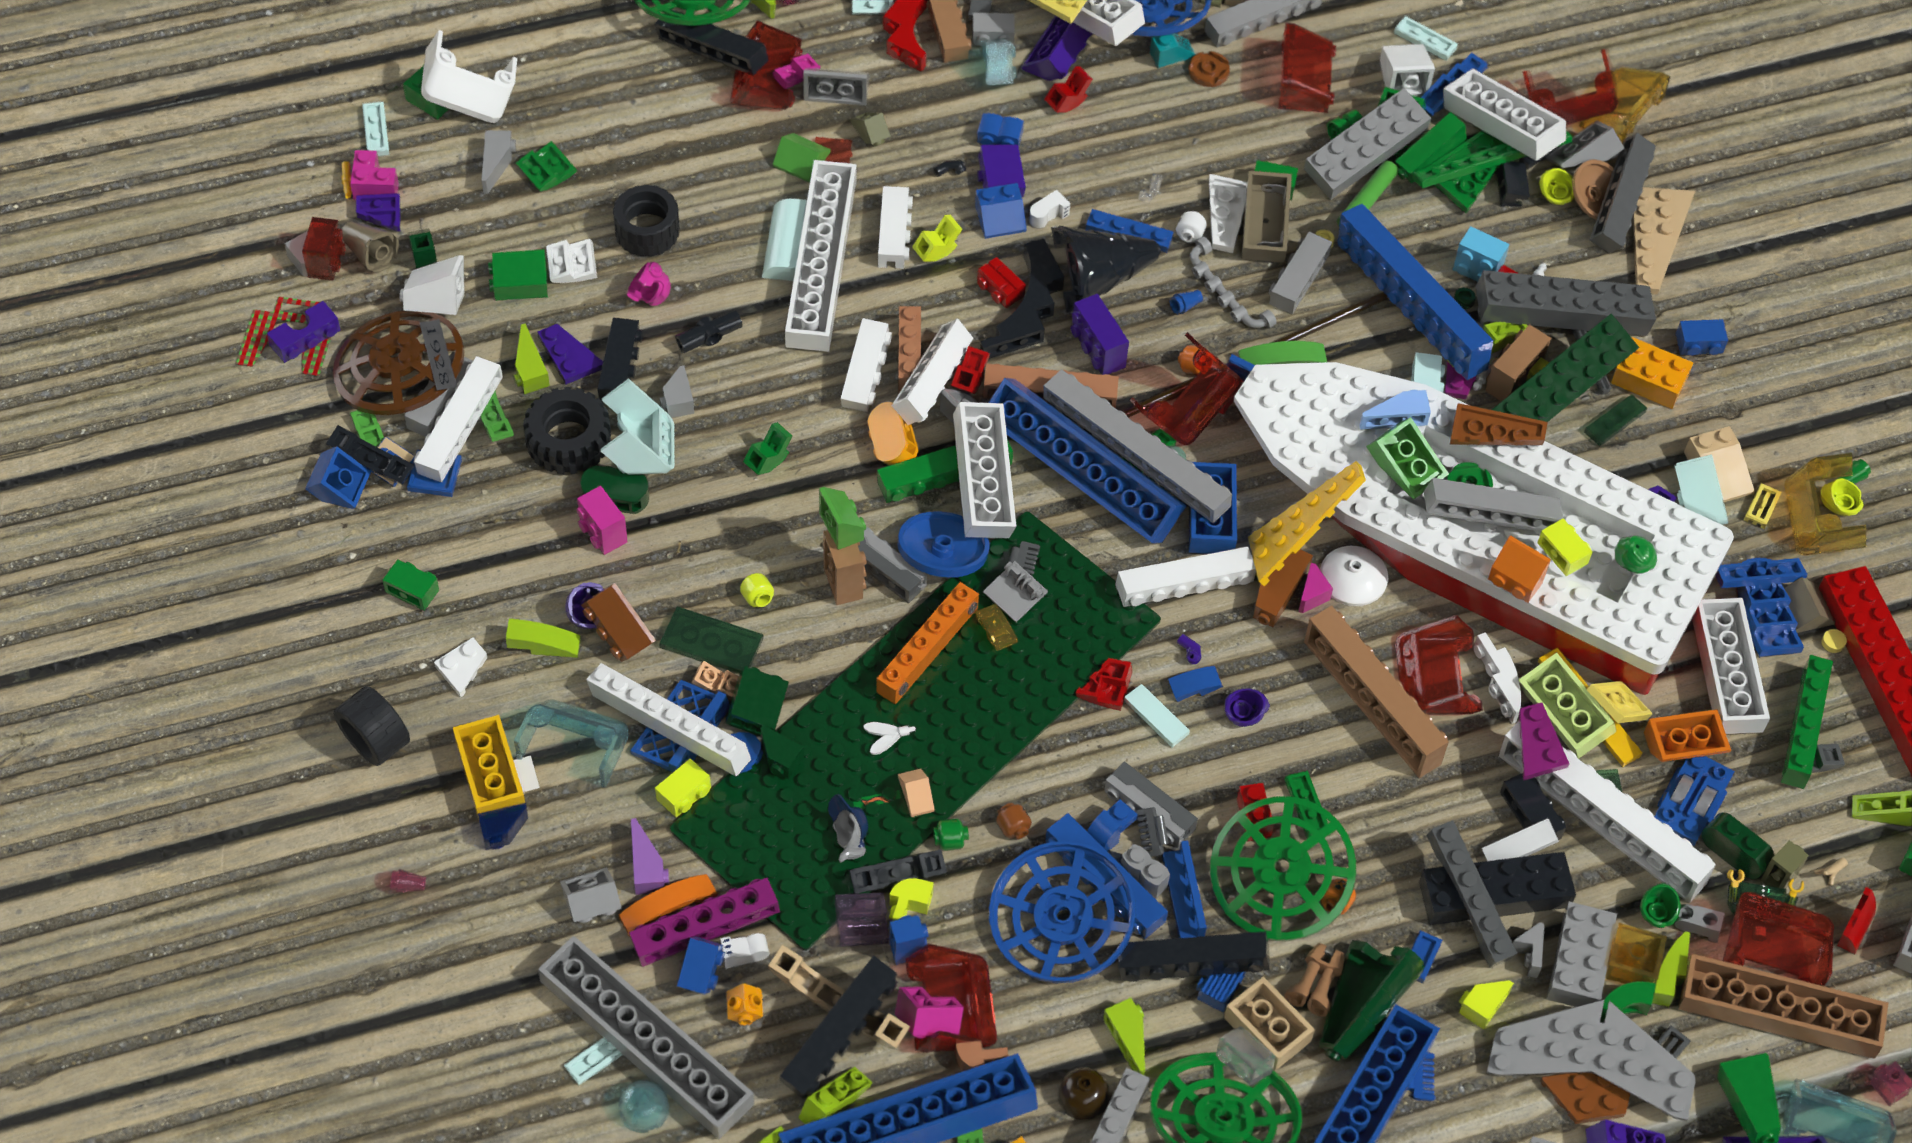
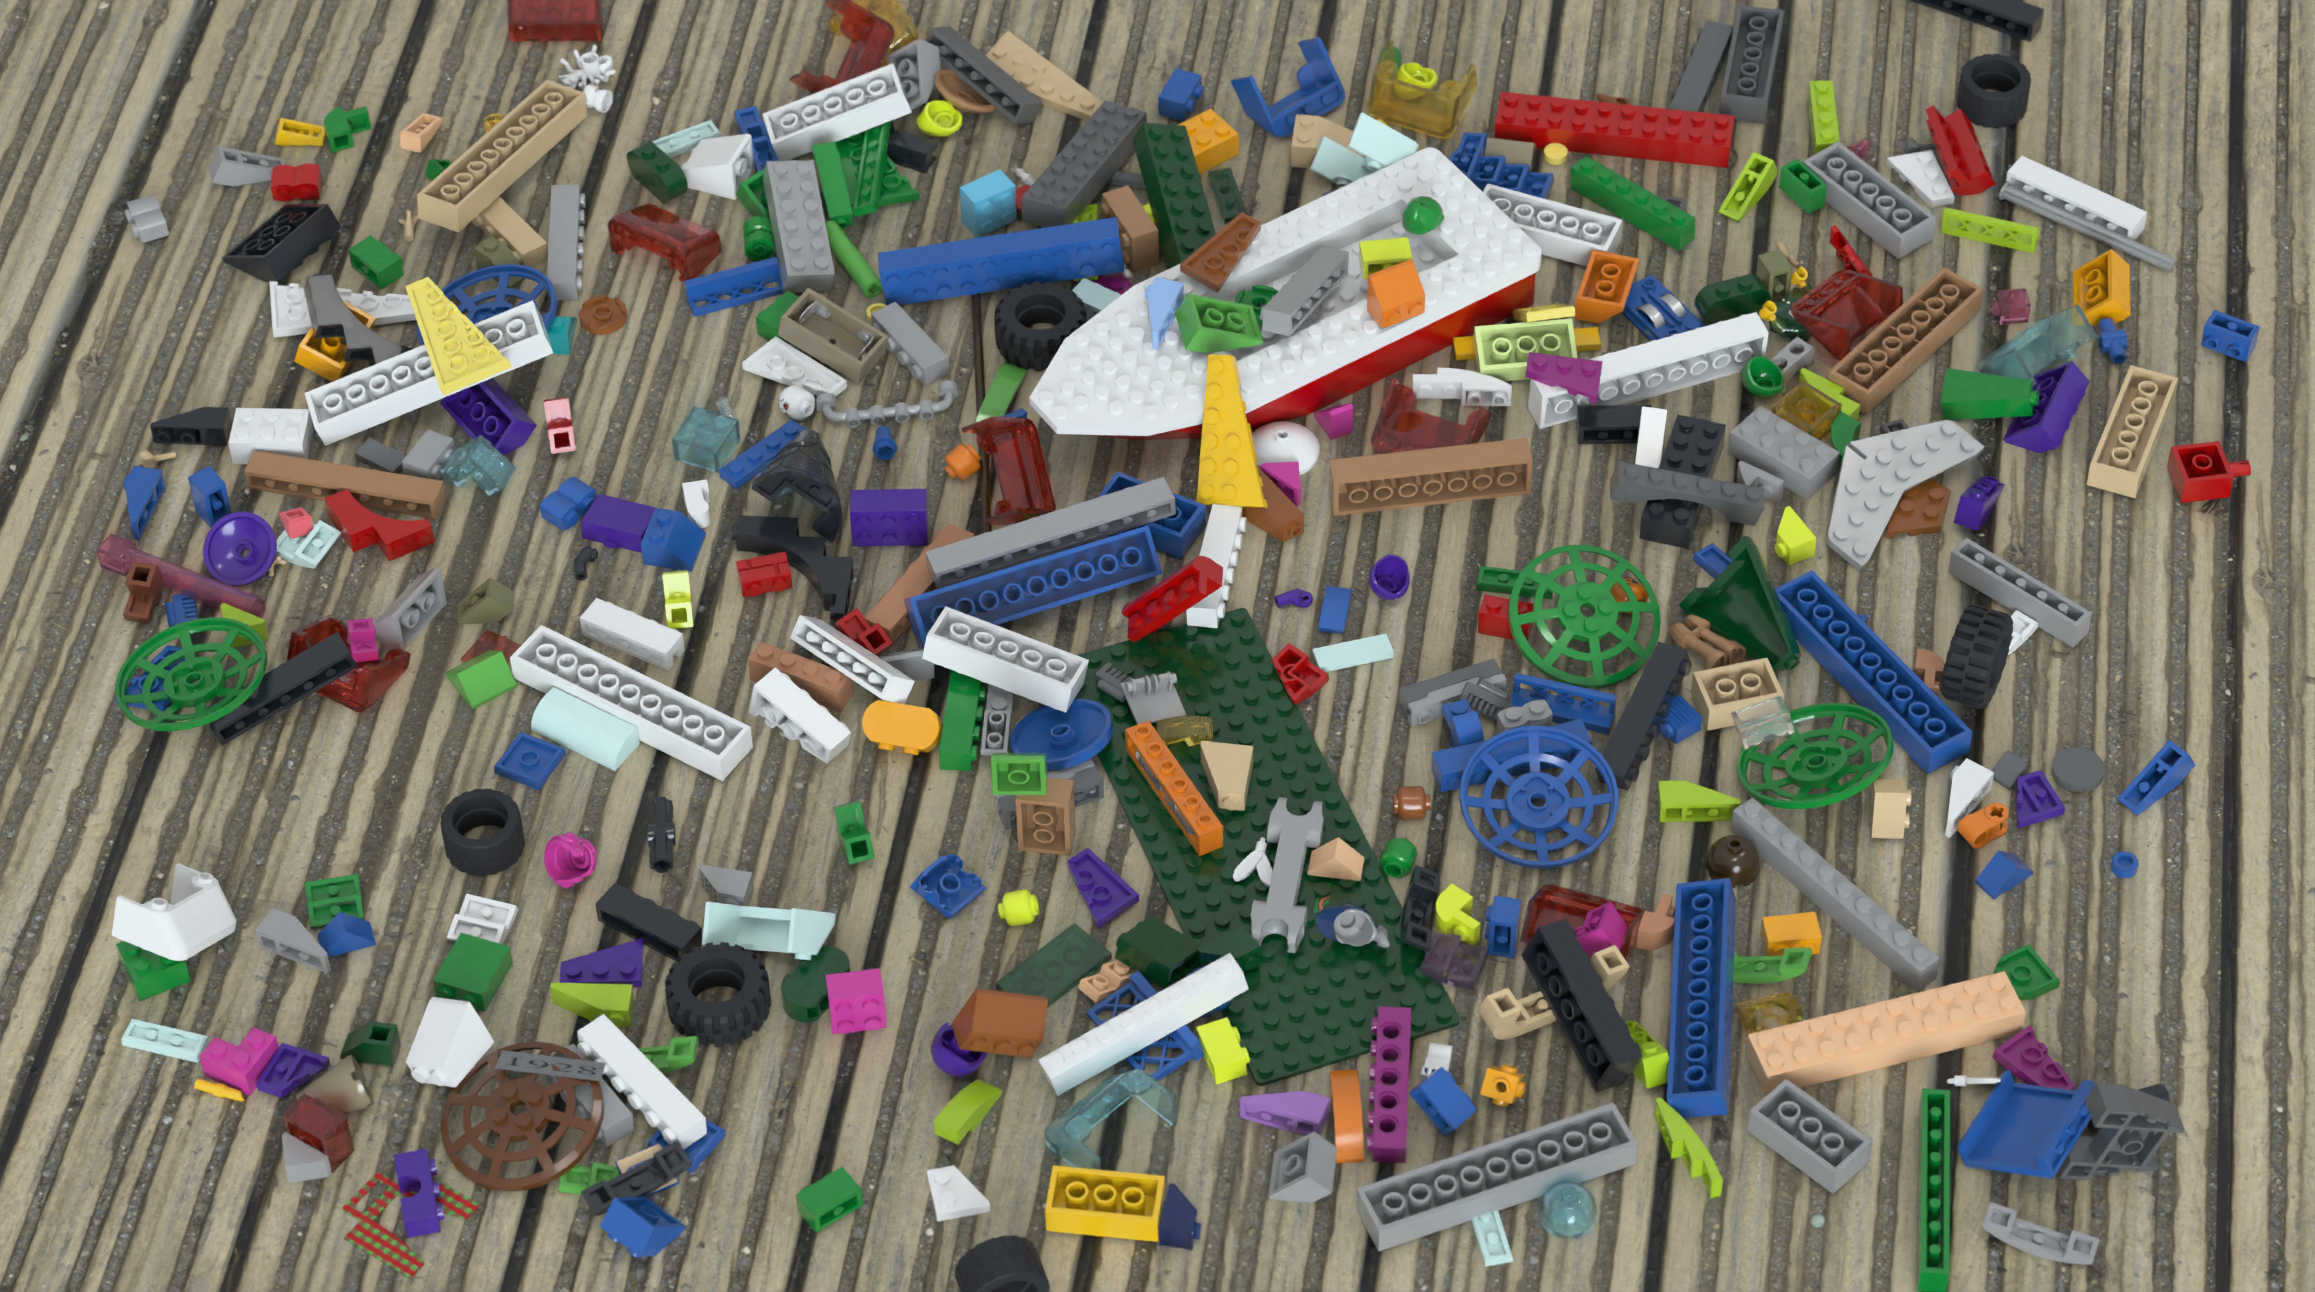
camera: 60 degrees left, 10 degrees down
(519, 188) = (345, 935): none -> blue slope
(740, 221) = (529, 761): none -> blue tile
(756, 534) = (948, 885): none -> blue slope
(809, 638) = (1100, 887): none -> dark purple wing
(919, 750) = (1293, 837): none -> light grey piece
(930, 498) = (997, 721): none -> light grey slope
(964, 676) = (1228, 772): none -> tan slope
(1113, 555) = (1172, 596): none -> red brick
(1115, 186) = (706, 439): none -> clear light blue brick
(1290, 129) = (732, 283): none -> blue fence
(1371, 33) = (657, 172): none -> dark green brick
(1374, 327) = (1032, 306): none -> black tyre
(1405, 598) = (1336, 420): none -> dark pink slope
(1753, 428) = (1318, 92): none -> blue windscreen

